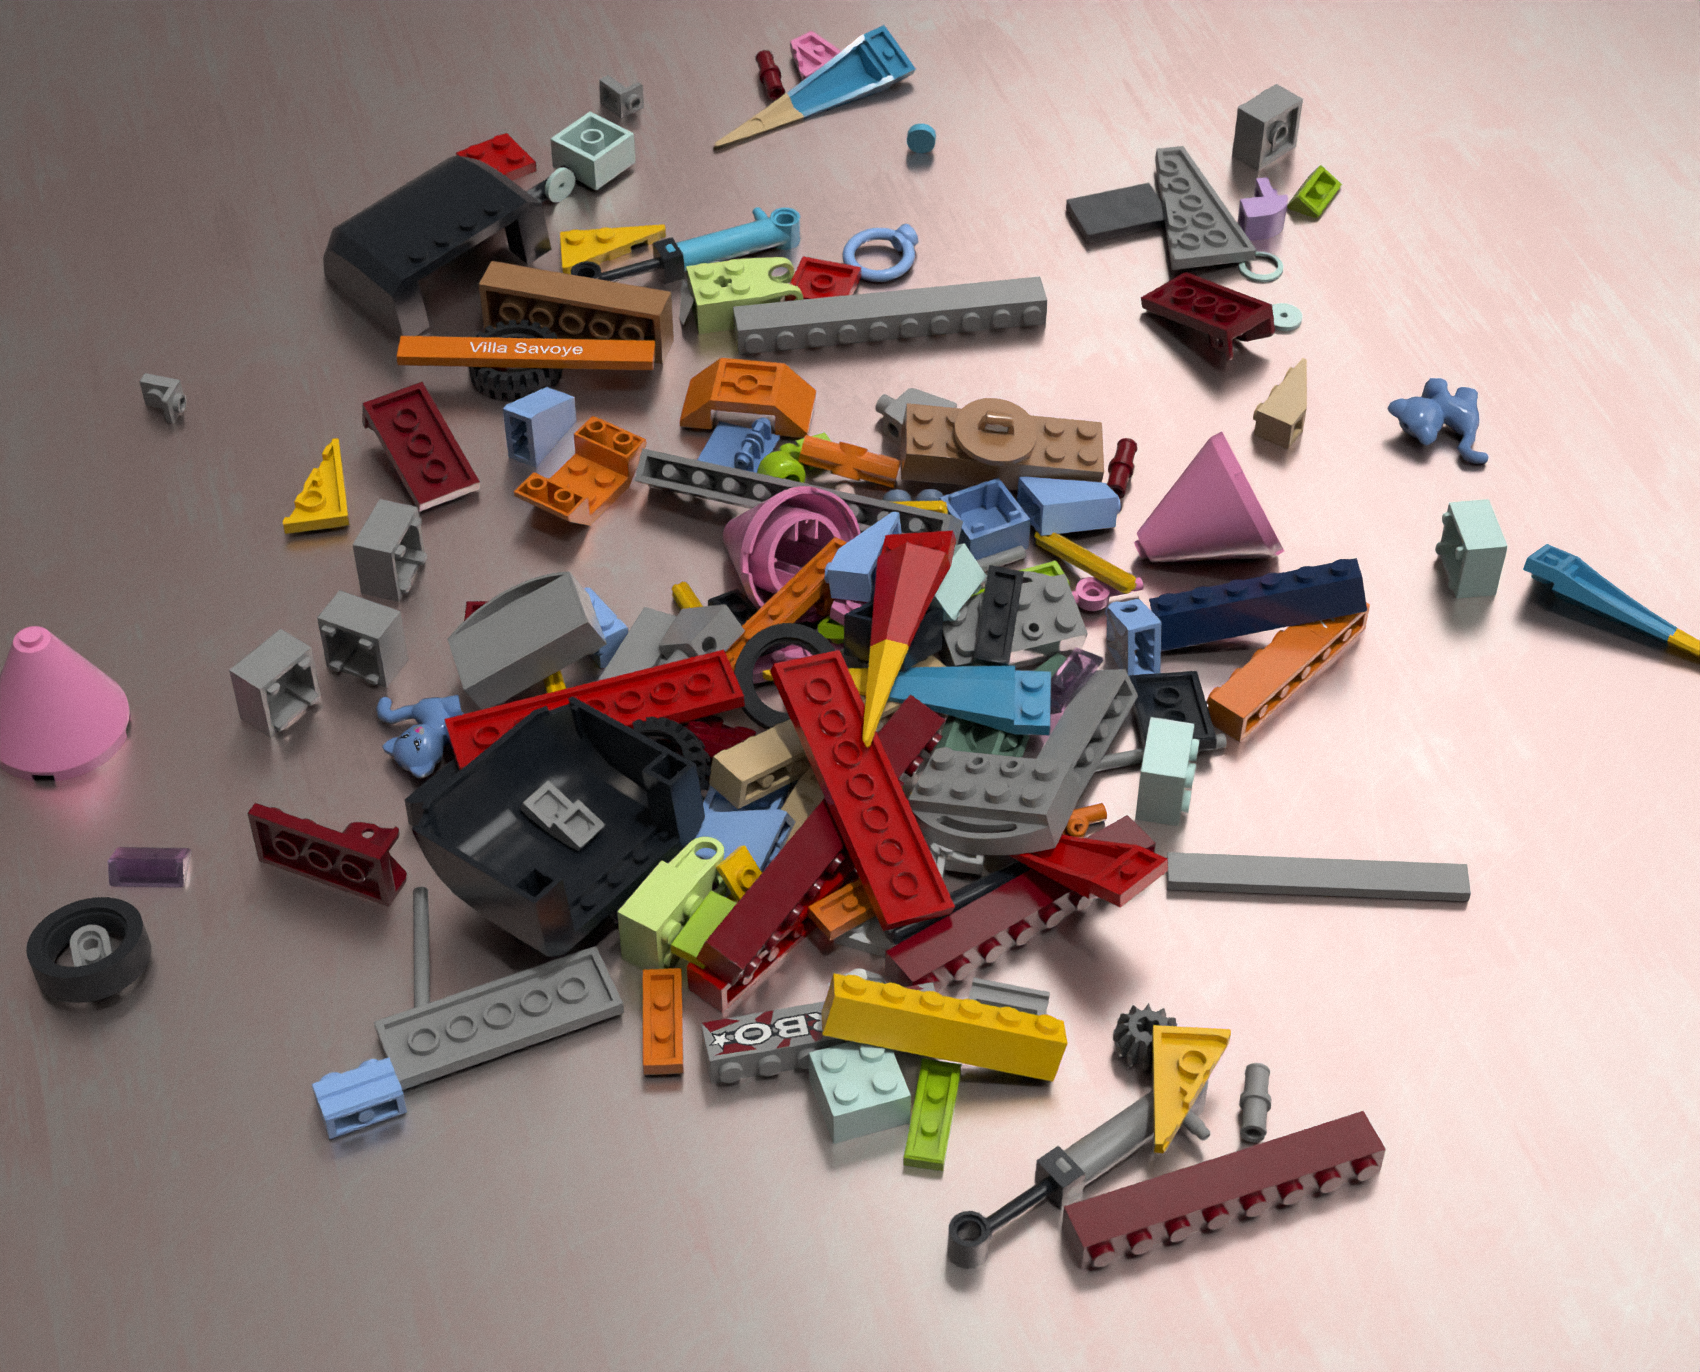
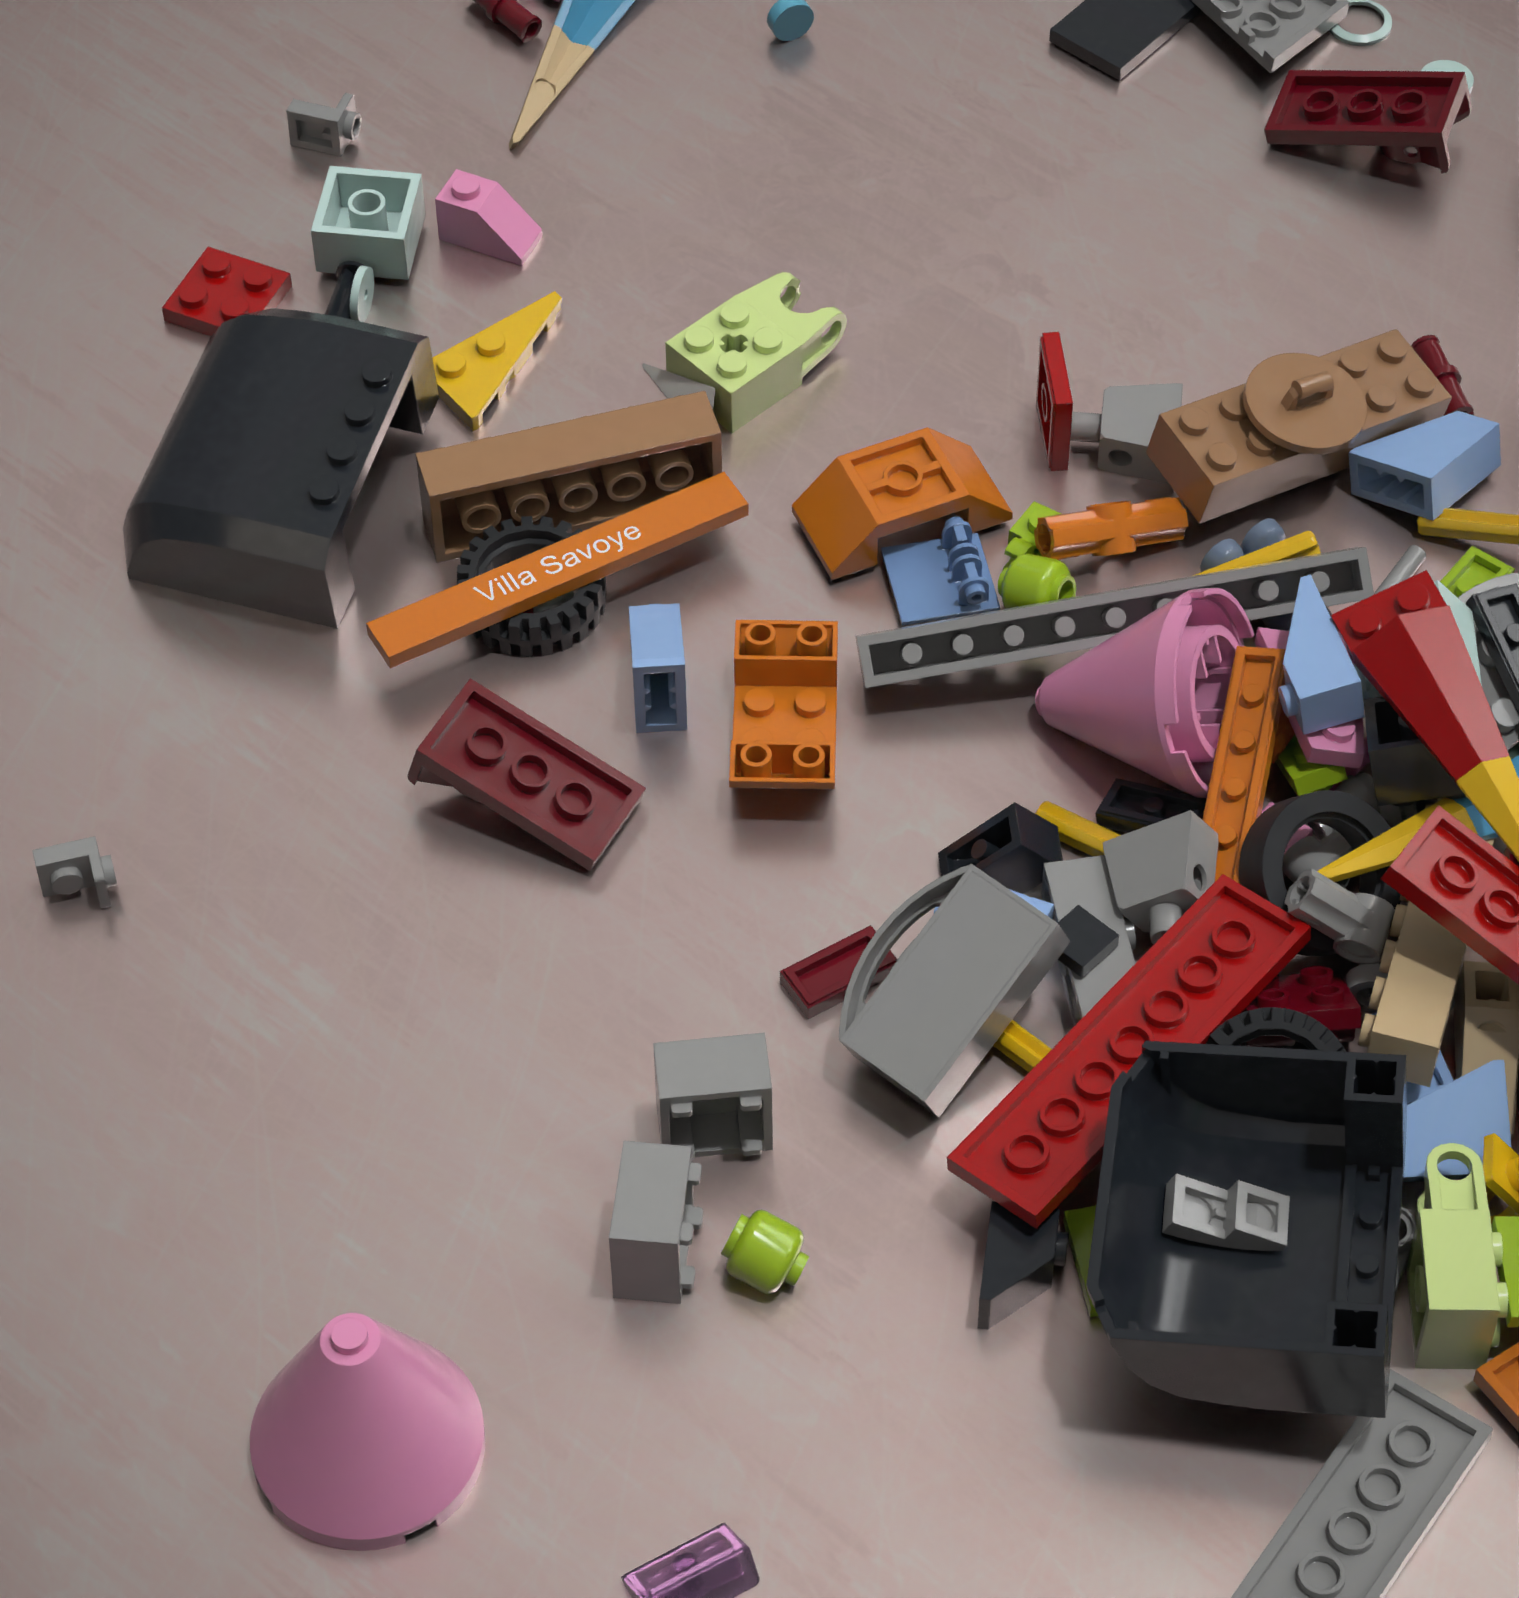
camera: 30 degrees left, 5 degrees up
(323, 498) = (446, 916): yellow wing -> none
(326, 728) = (765, 1252): none -> lime head
(328, 856) = (967, 1430): dark red plate -> none
(389, 550) = (633, 948): light grey container -> none
(421, 946) = (1163, 1498): light grey bar -> none
(422, 744) = (914, 1210): medium blue animal -> none
(622, 651) = (1088, 939): none -> black tile
(634, 592) = (1007, 848): none -> black slope
(659, 173) = (485, 219): none -> bright pink slope
(671, 258) = (615, 337): medium azure piece -> none
(764, 695) = (1354, 921): none -> light grey piece
(824, 279) = (853, 281): red plate -> none
(873, 381) = (1054, 401): none -> red tile
(889, 315) = (969, 297): light grey brick -> none
(902, 239) = (889, 177): light blue piece -> none
(989, 517) = (1357, 513): medium blue container -> none

